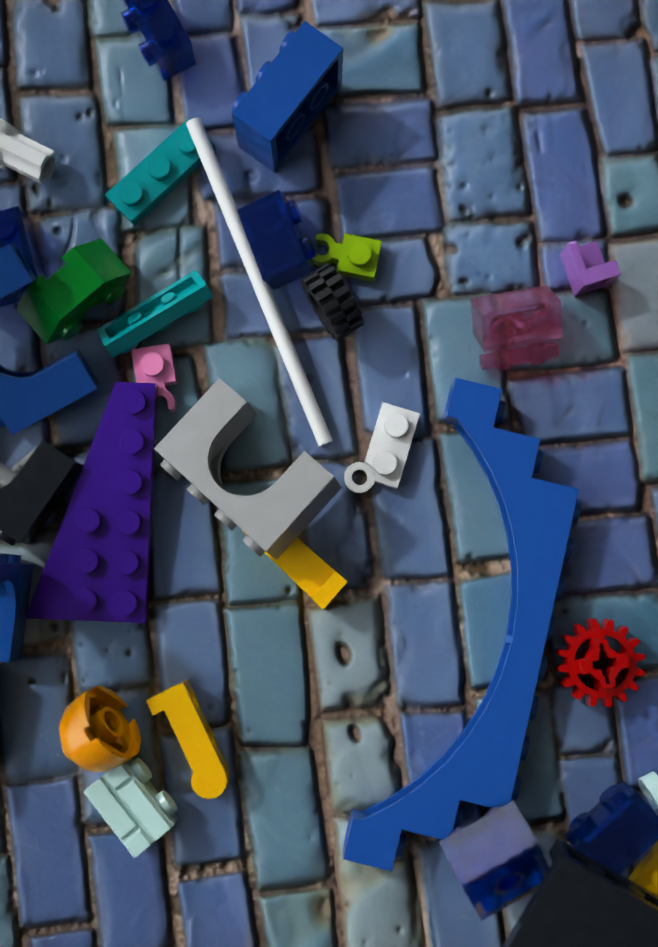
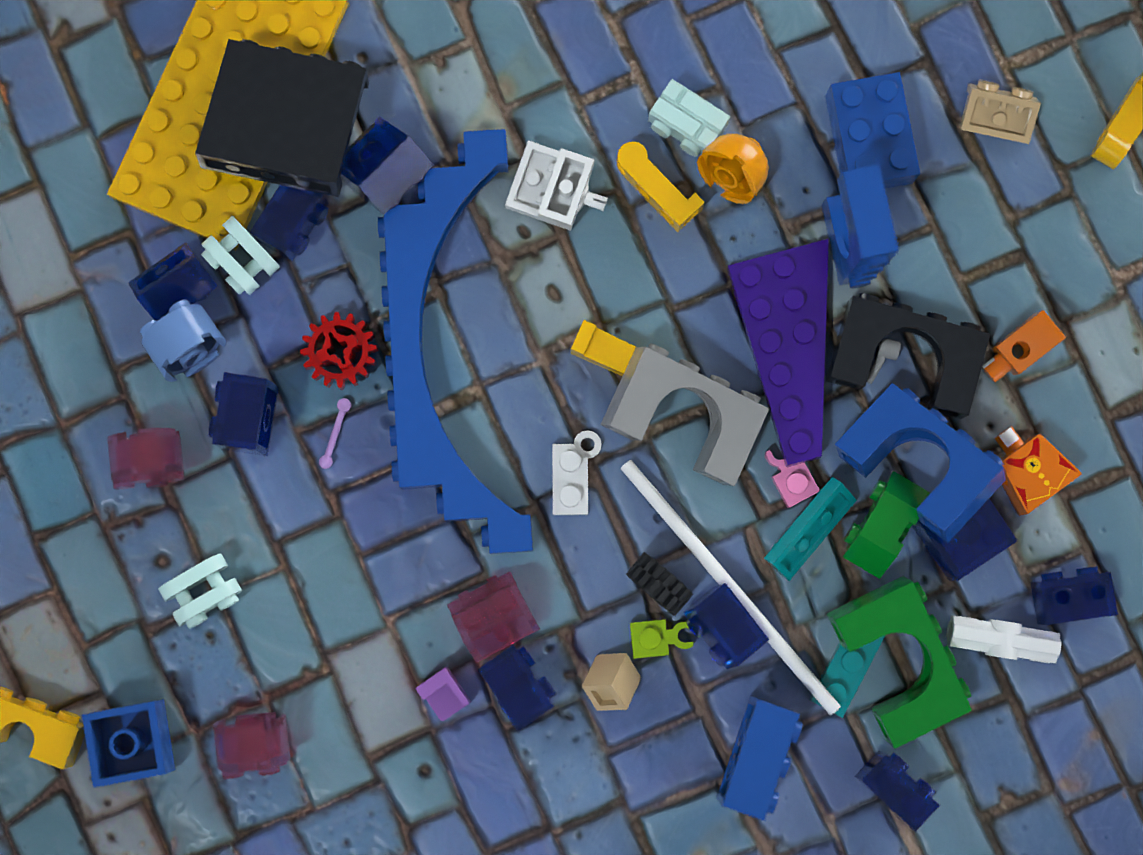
camera: 165 degrees right, 0 degrees up
(84, 109) = (937, 693): none -> green arch
(308, 775) = (553, 185): none -> white plate
(412, 224) = (611, 682): none -> tan panel
(509, 240) = (518, 687): none -> clear blue brick
(608, 600) = (344, 406): none -> lavender hinge

